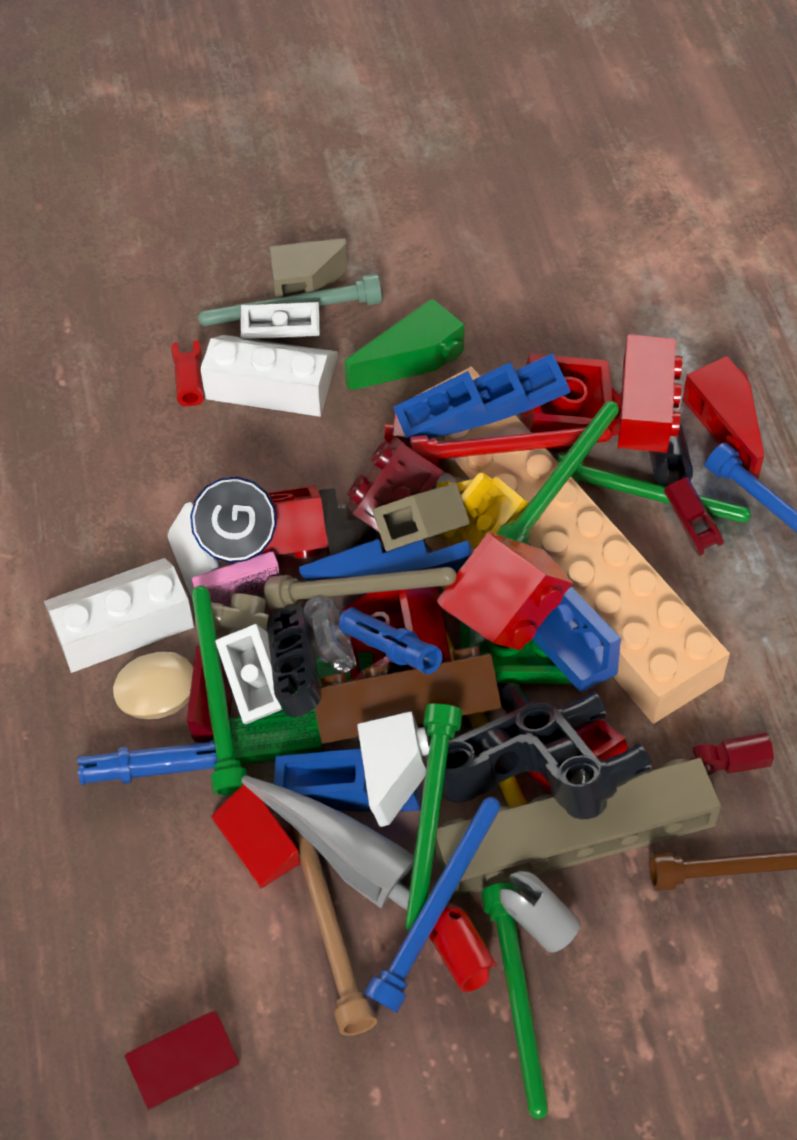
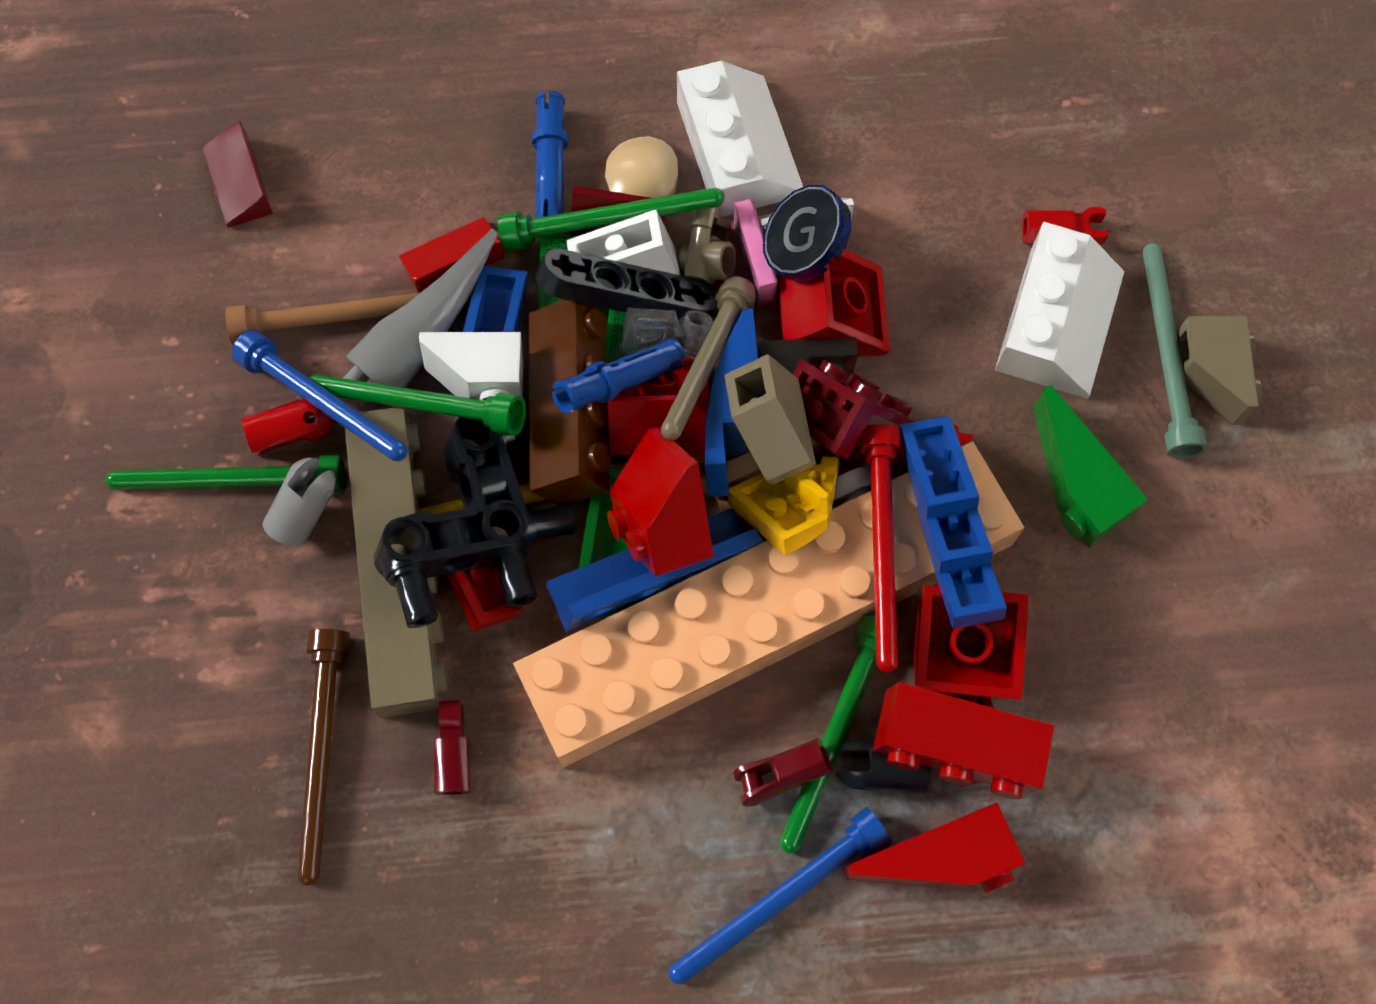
camera: 95 degrees right, 15 degrees up
(280, 320) = (1131, 328): white slope -> none
(521, 527) = (735, 523): green piece -> none

